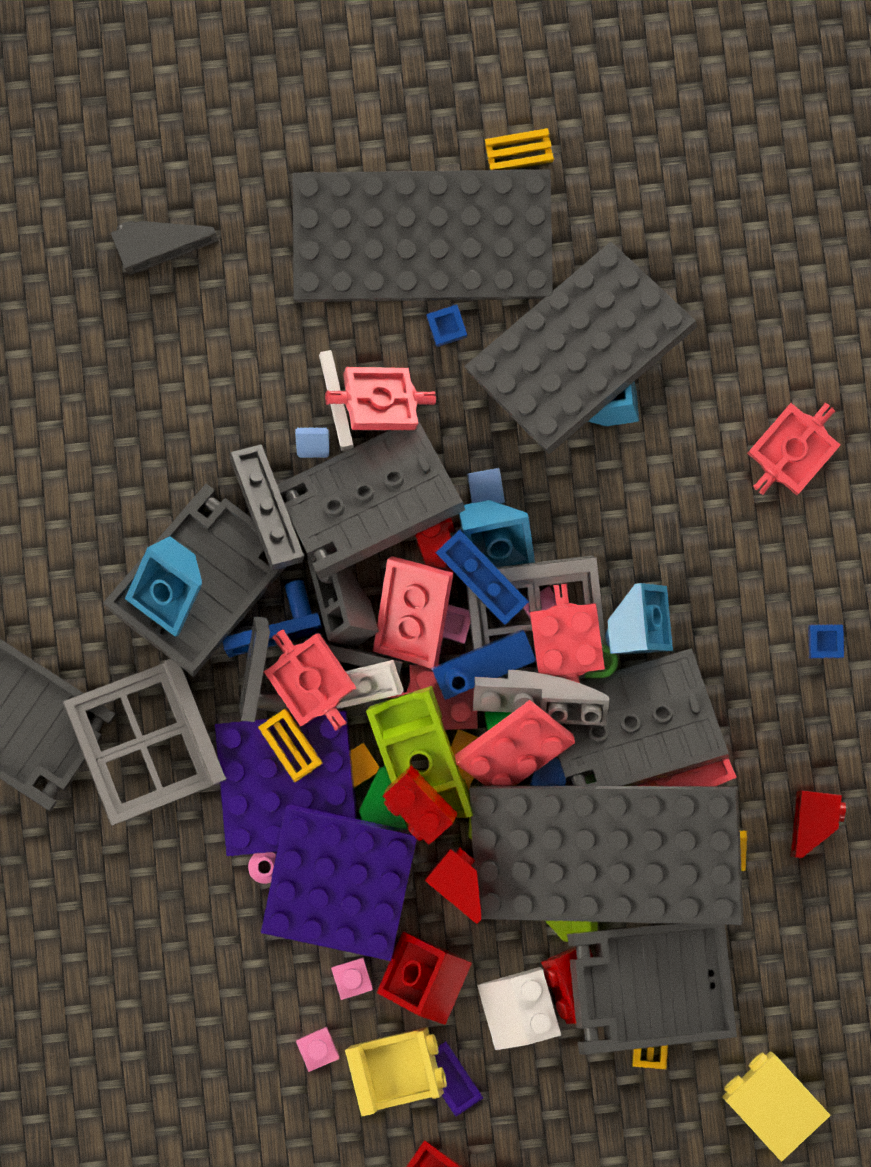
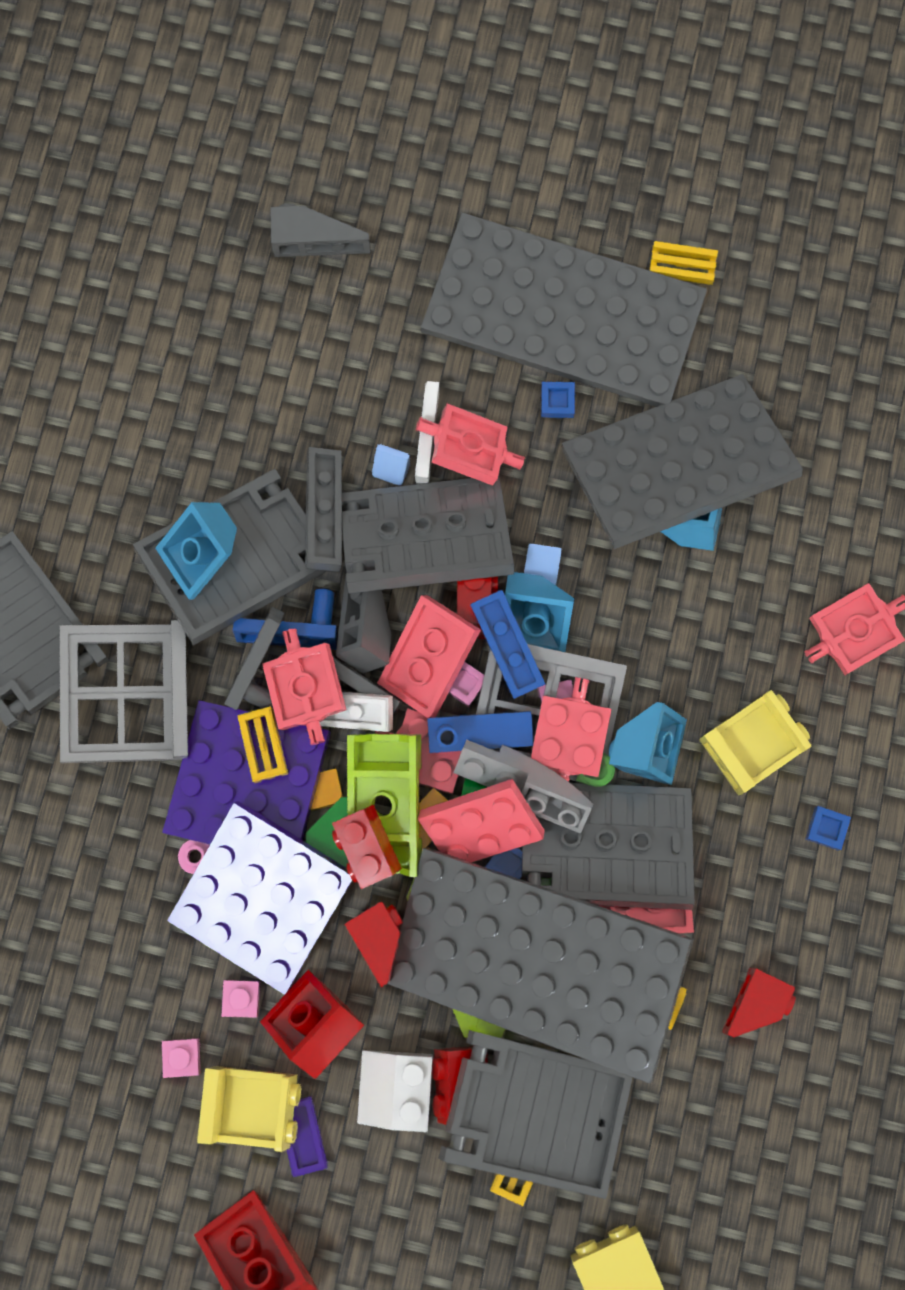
camera: 20 degrees right, 5 degrees down
(736, 585) = (756, 742): none -> light yellow panel

